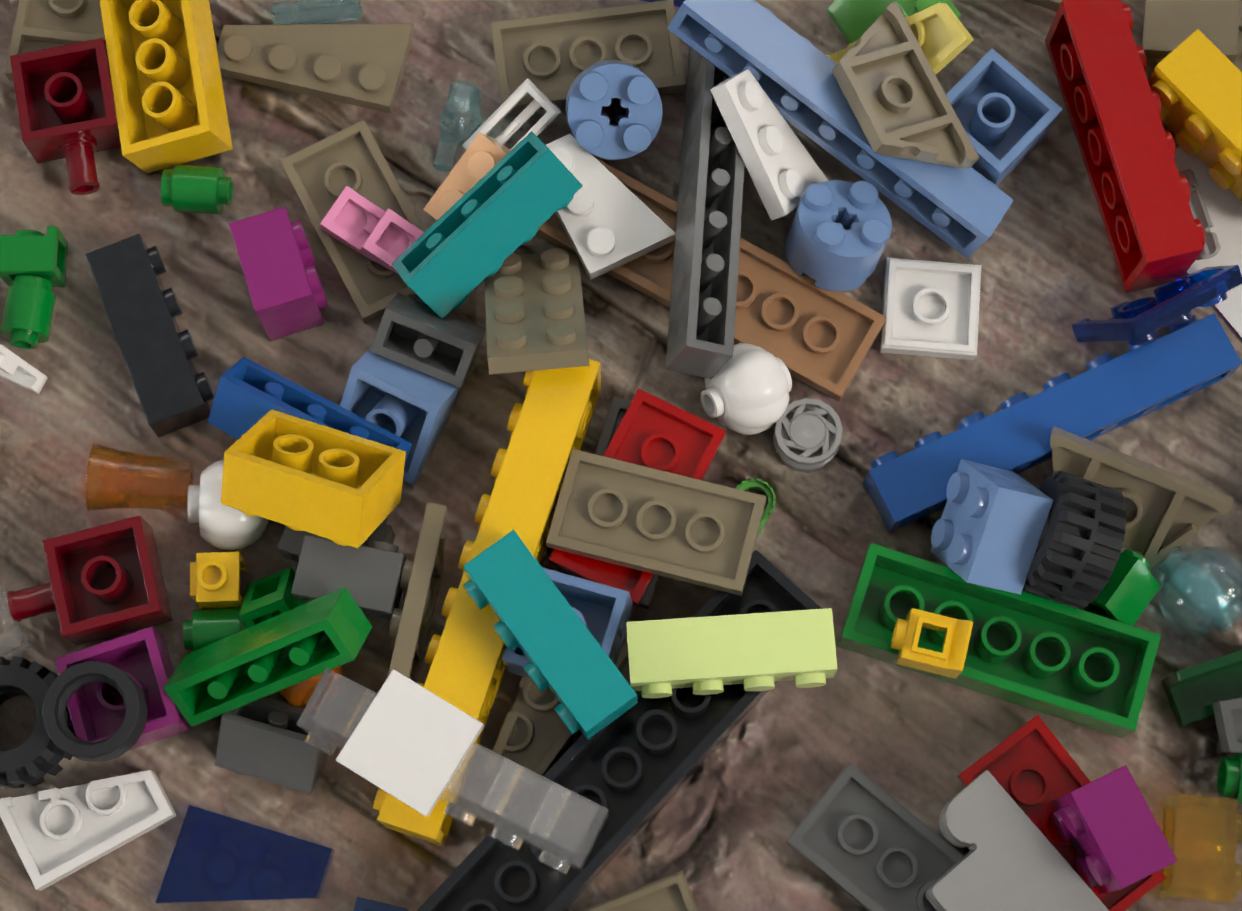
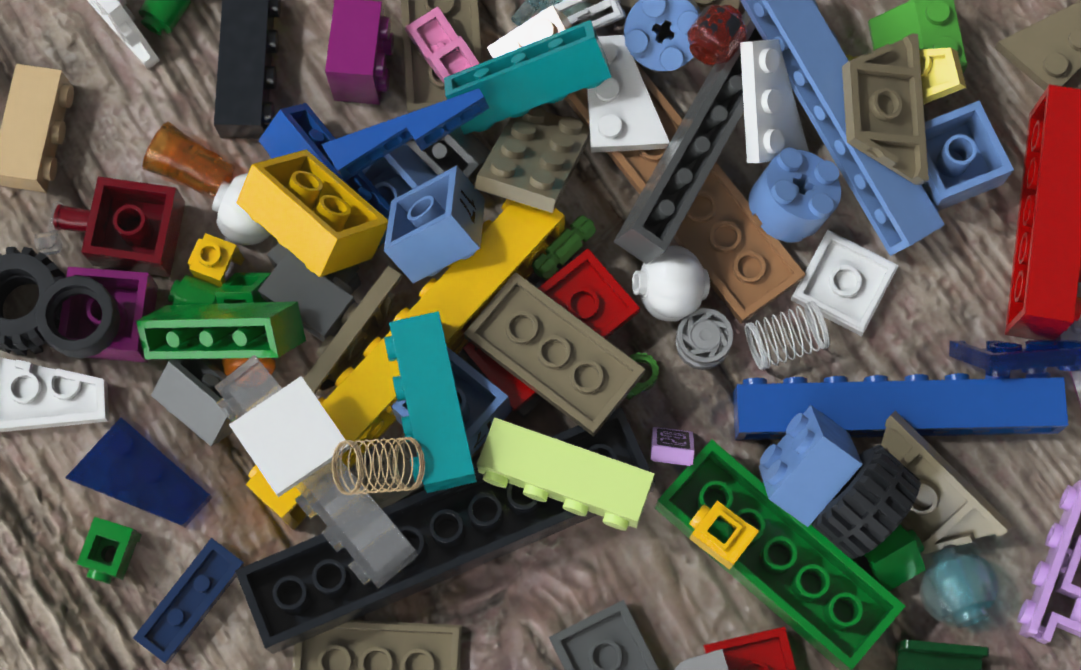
camera: 25 degrees right, 0 degrees up
(397, 328) = (427, 125): none -> blue slope
(460, 434) = (435, 225): none -> medium blue brick
(503, 728) = (361, 464): none -> tan piece
(609, 399) = (563, 247): none -> bright green axle
(679, 91) = (716, 34): none -> clear red head
(829, 569) = (672, 446): none -> lavender tile
(927, 382) = (762, 362): none -> white piece

